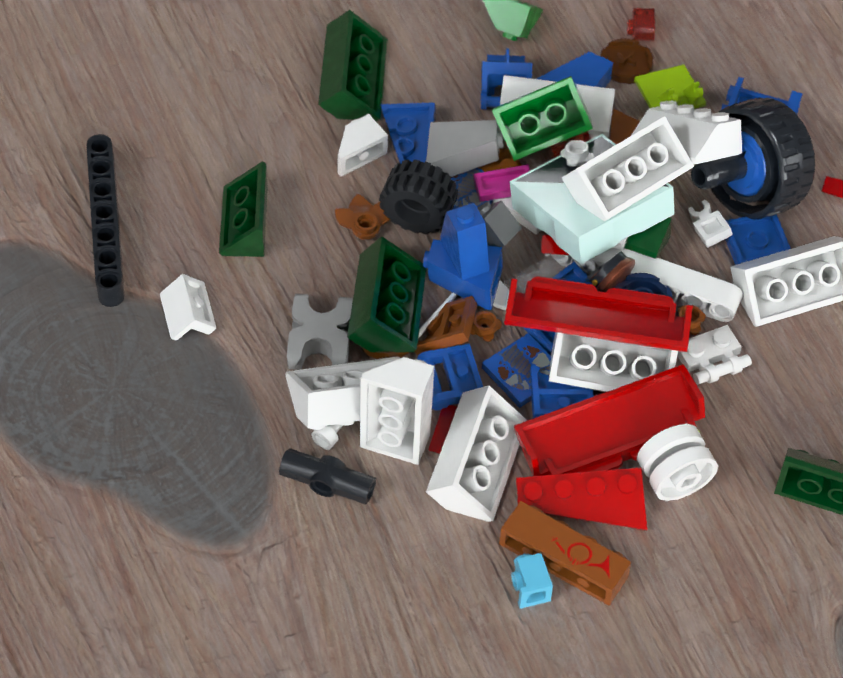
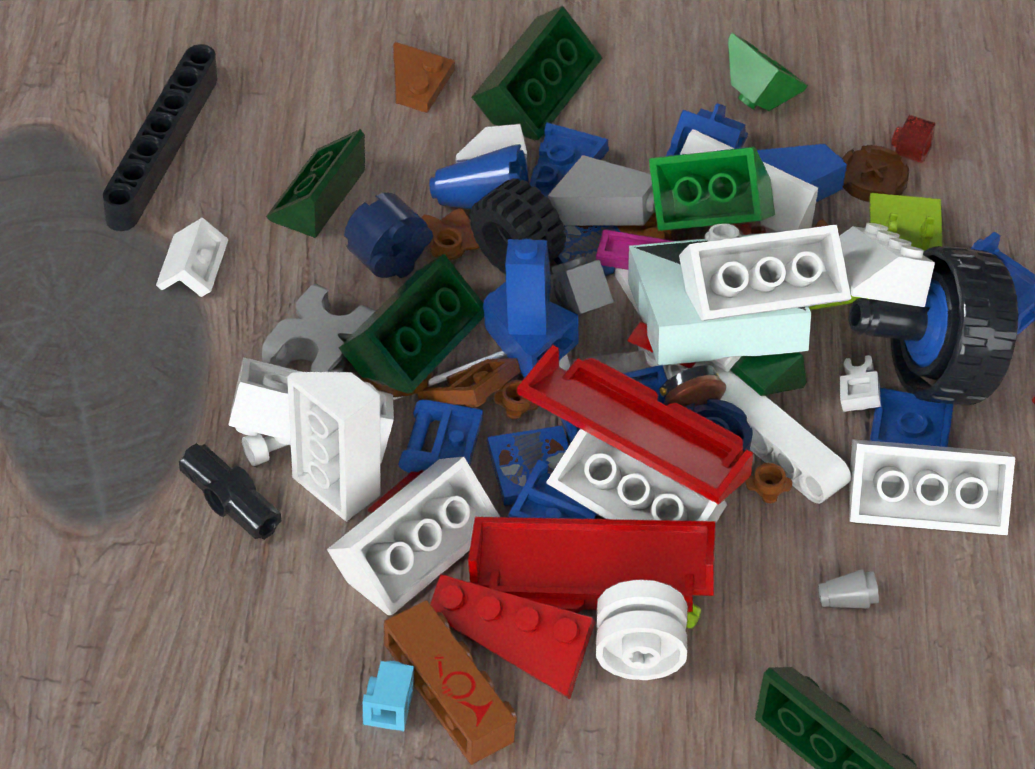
camera: 25 degrees right, 5 degrees down
(263, 100) = (419, 76): none -> dark orange wing
(326, 237) = (387, 236): none -> dark blue brick
(366, 168) = (474, 178): none -> blue cone
(711, 348) = (773, 524): white plate -> none
(787, 376) = (850, 591): none -> light grey cone

